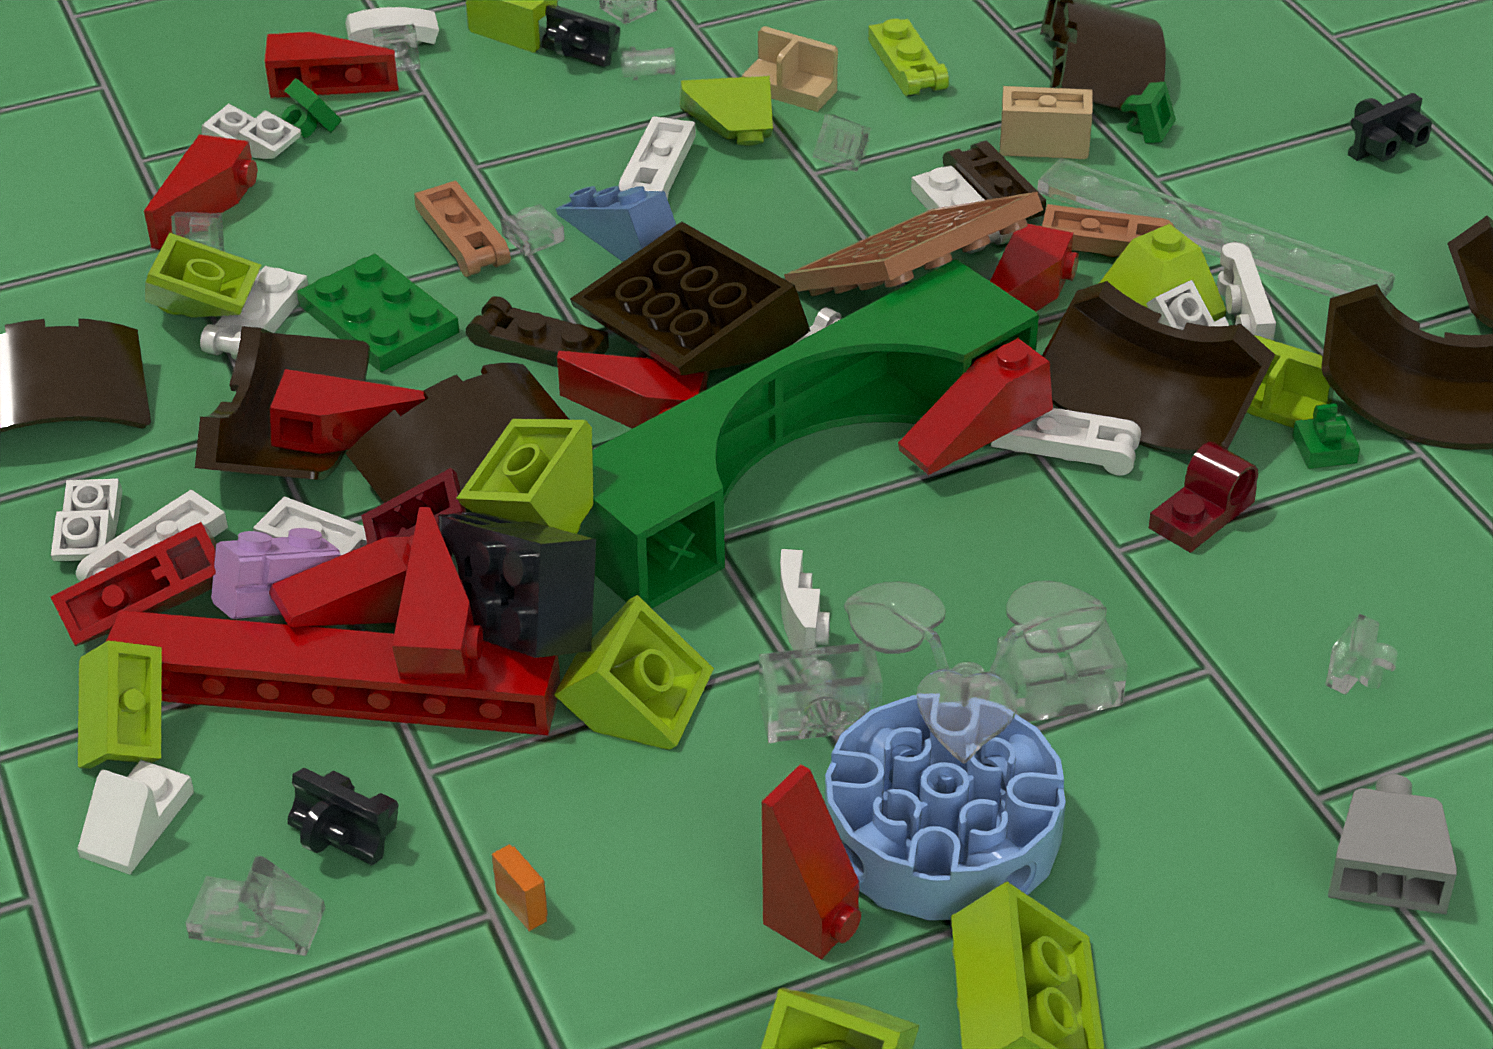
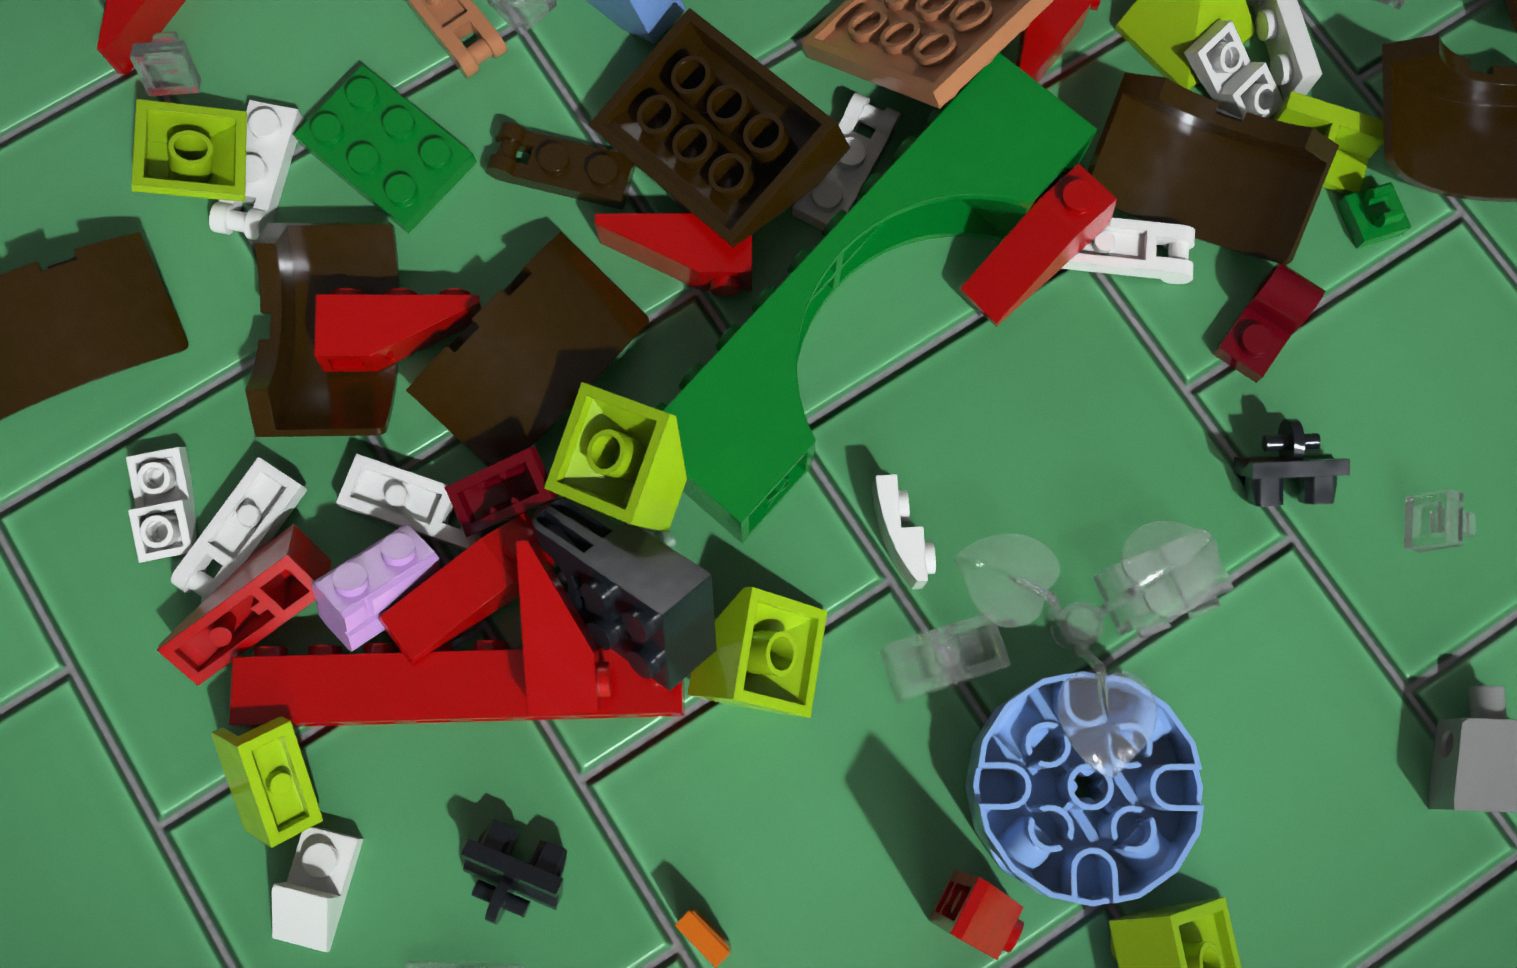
camera: 10 degrees left, 35 degrees up
(1208, 595) = (1315, 472): none -> black hips

